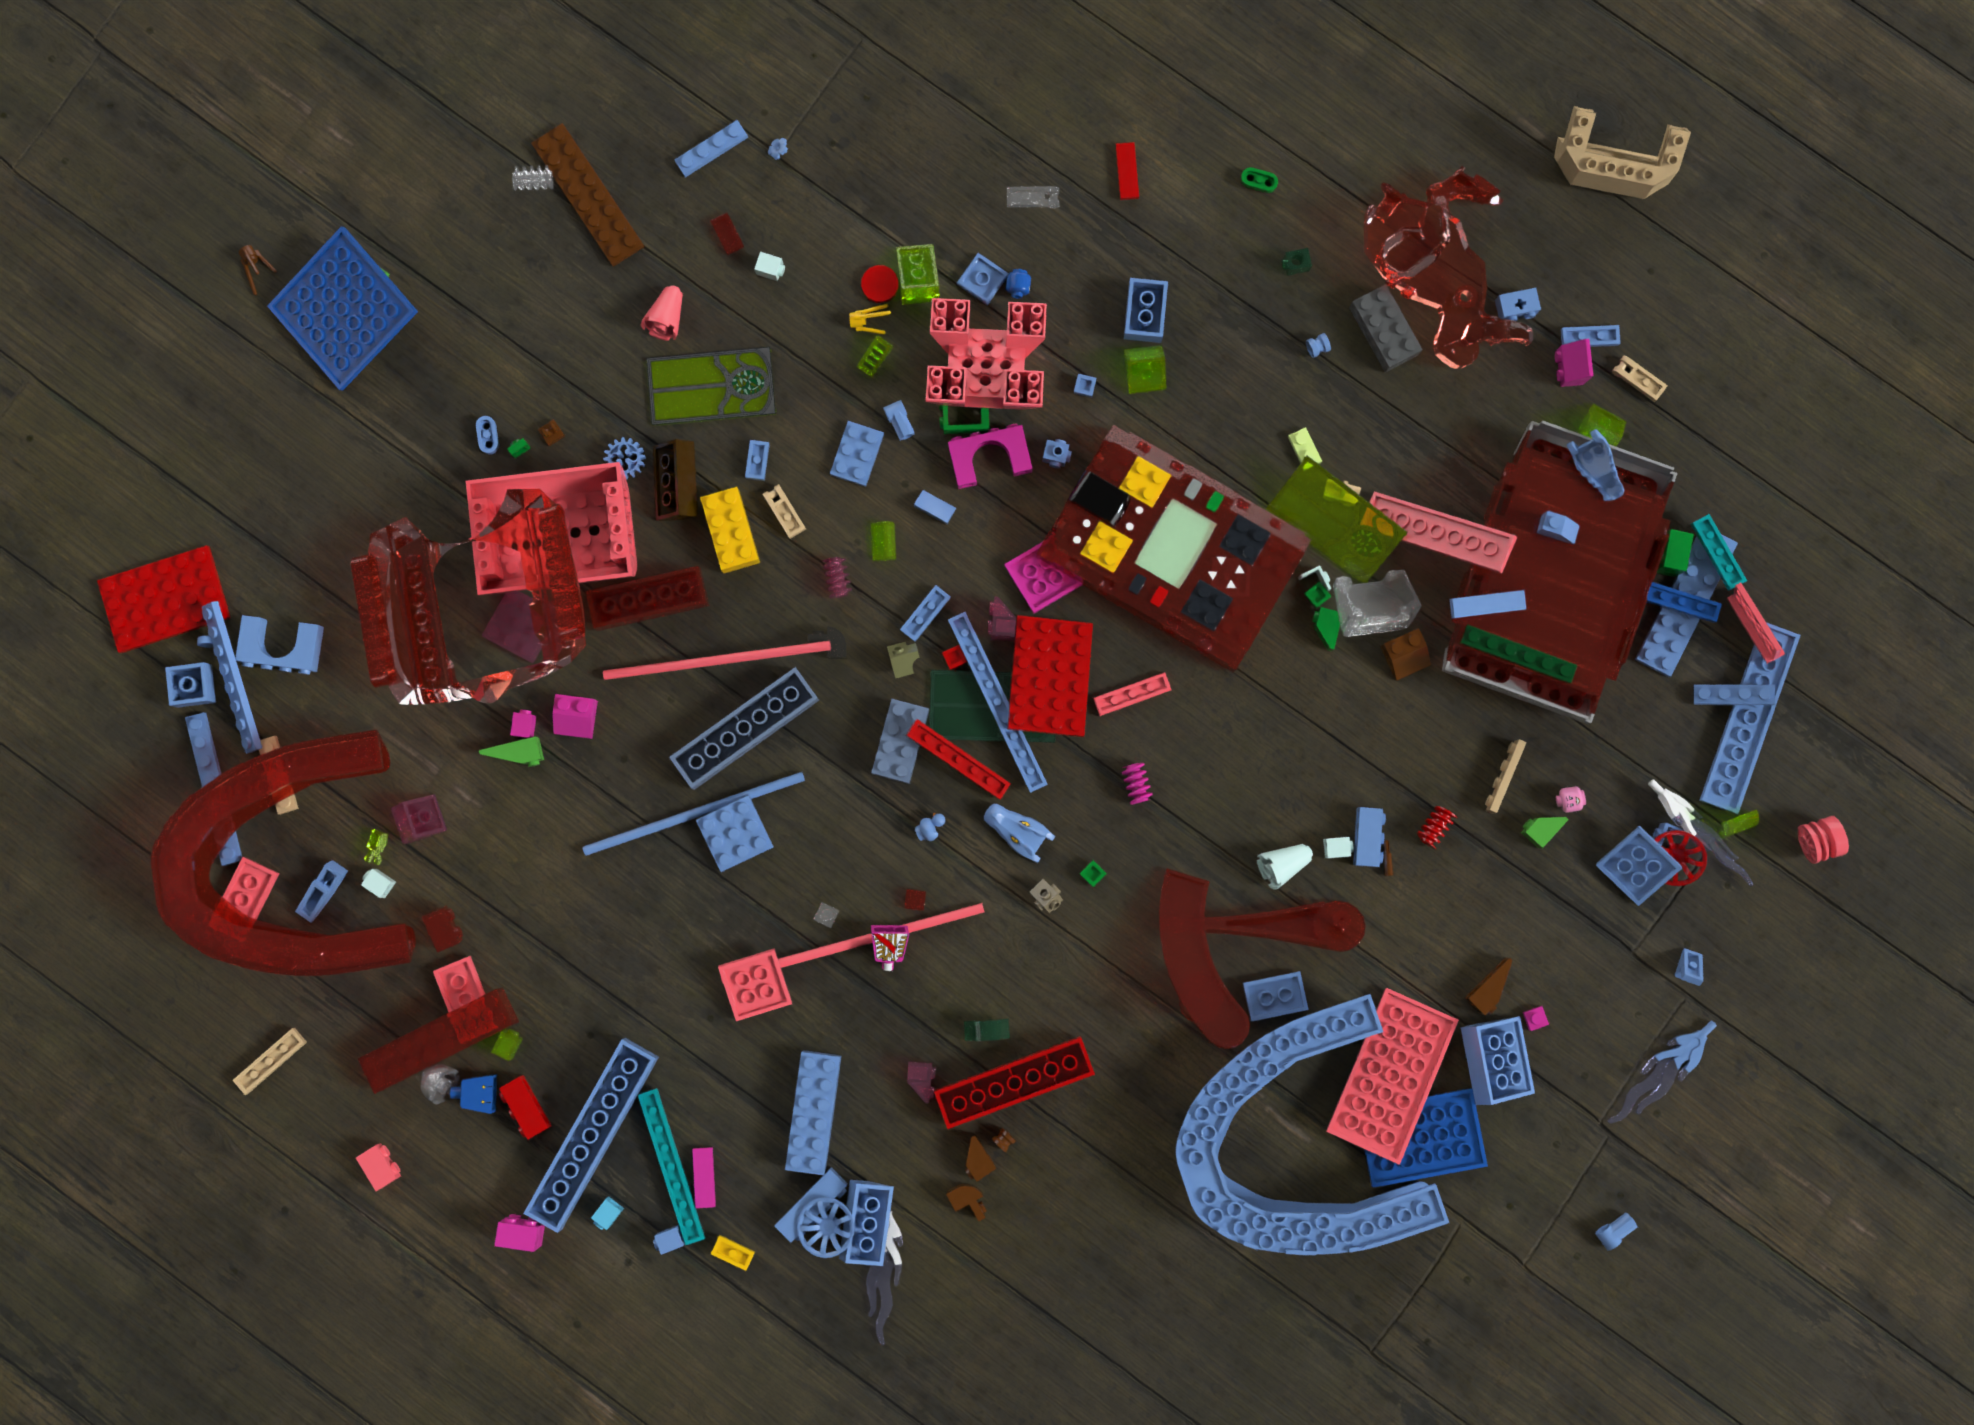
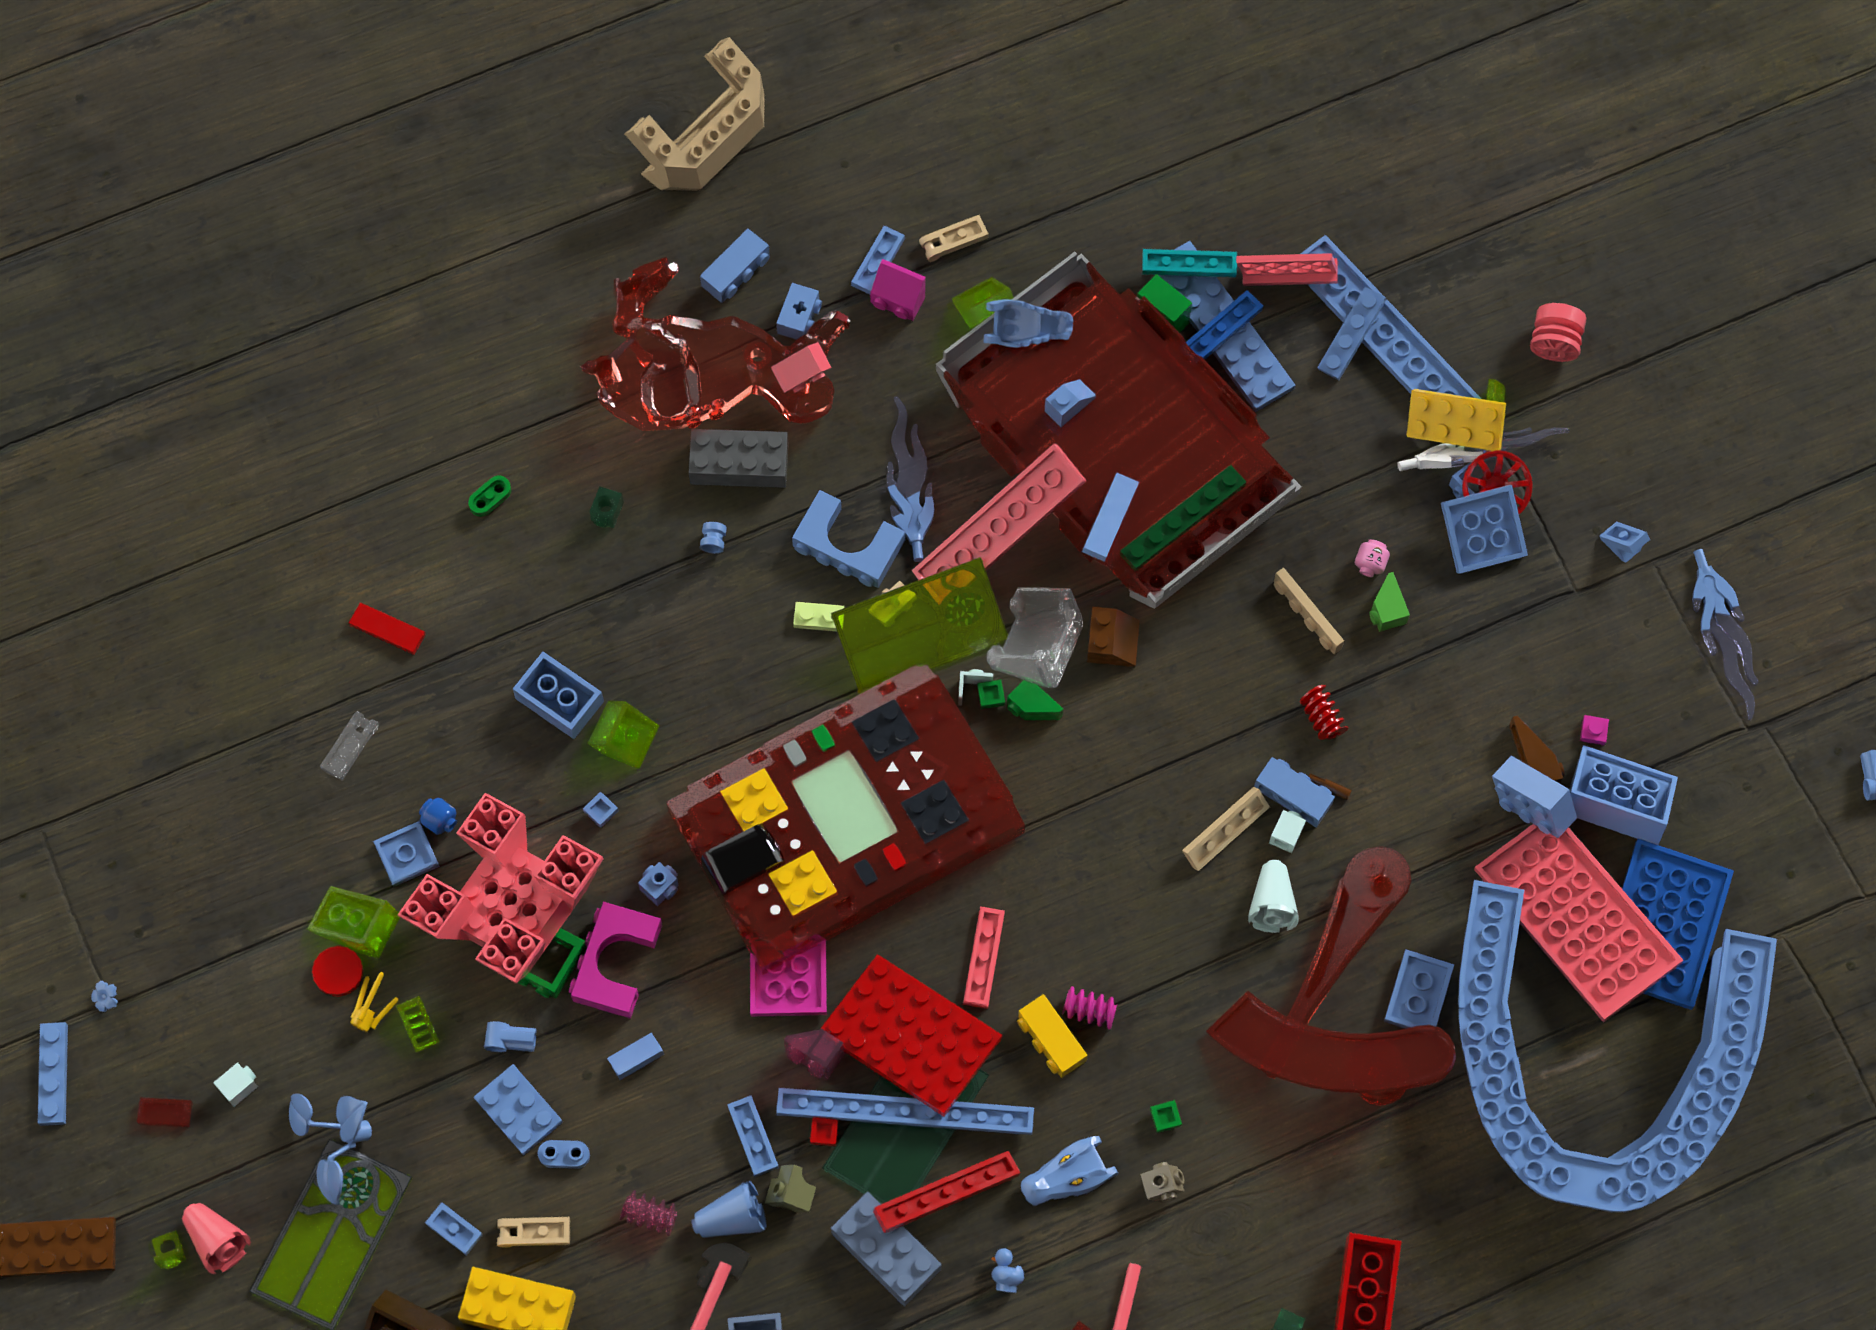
camera: 60 degrees left, 15 degrees down
(636, 295) = (171, 1258): none -> clear neon green bracket
(779, 356) = (352, 1130): none -> medium blue plant
(845, 499) = (563, 1154): none -> medium blue plate
(866, 630) = (731, 1214): none -> medium blue cone
(883, 541) = (638, 1137): clear neon green slope -> none
(1102, 768) = (1051, 1036): none -> yellow brick
(1315, 805) = (1226, 828): none -> tan plate
(1362, 461) = (866, 565): none -> medium blue arch
(1430, 455) = (907, 490): none -> piece
(1457, 1003) = (1534, 797): none -> medium blue brick
(1473, 330) = (801, 367): none -> coral brick
(1526, 242) = (735, 266): none -> medium blue brick
(1709, 803) = (1456, 420): none -> yellow plate

